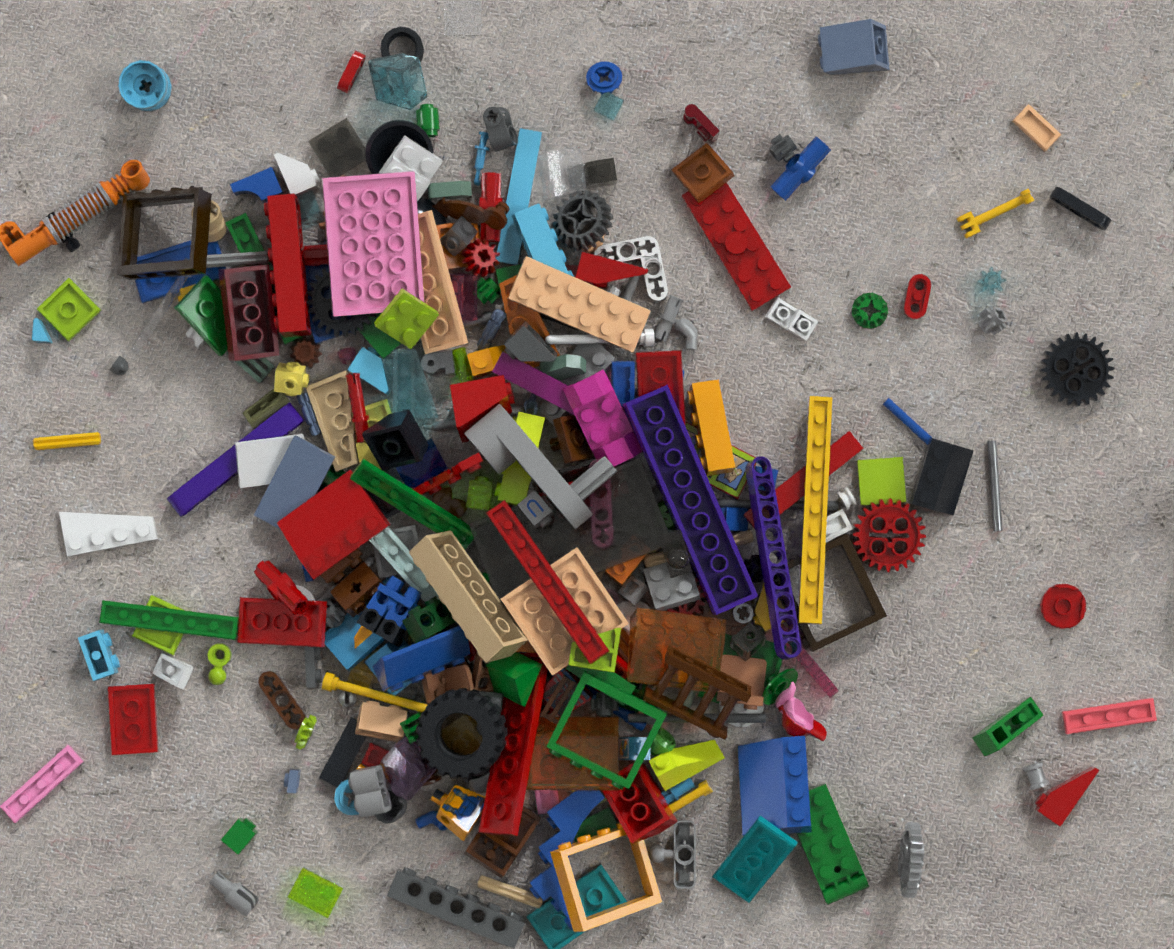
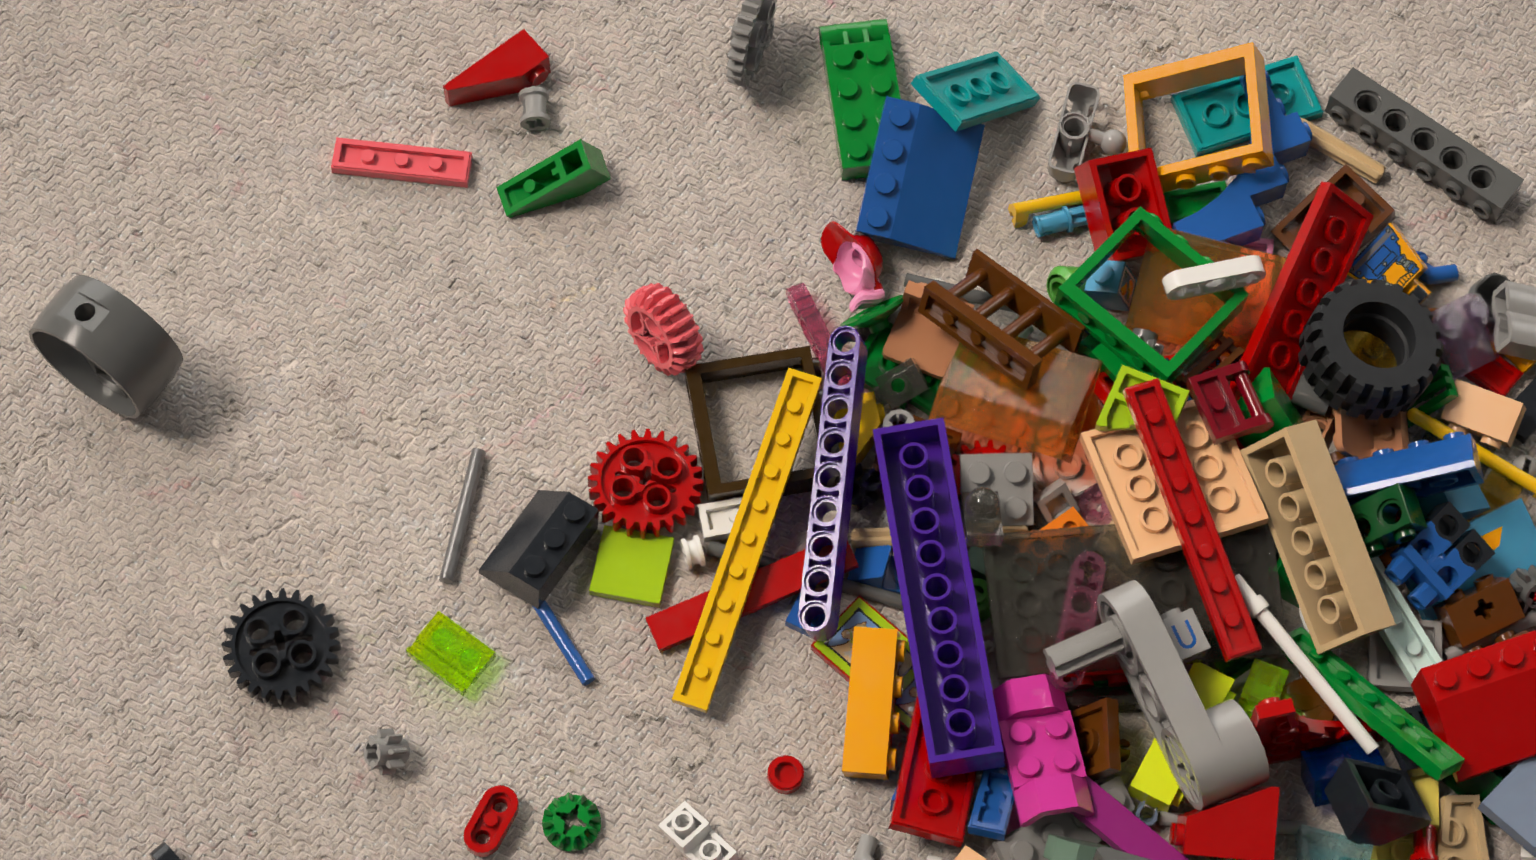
camera: 165 degrees left, 20 degrees down
(494, 543) = (1258, 608): none -> white bar
(548, 664) = (1219, 406): none -> dark red plate
(570, 746) = (1213, 277): none -> white beam
(685, 762) = (1041, 248): neon yellow slope -> none
(751, 375) = (785, 774): none -> red tile
(907, 634) = (663, 329): none -> coral gear
(973, 393) = (451, 653): none -> clear neon green plate
(984, 281) = (362, 820): clear light blue gear -> none
(1063, 606) = (417, 324): red tile -> none

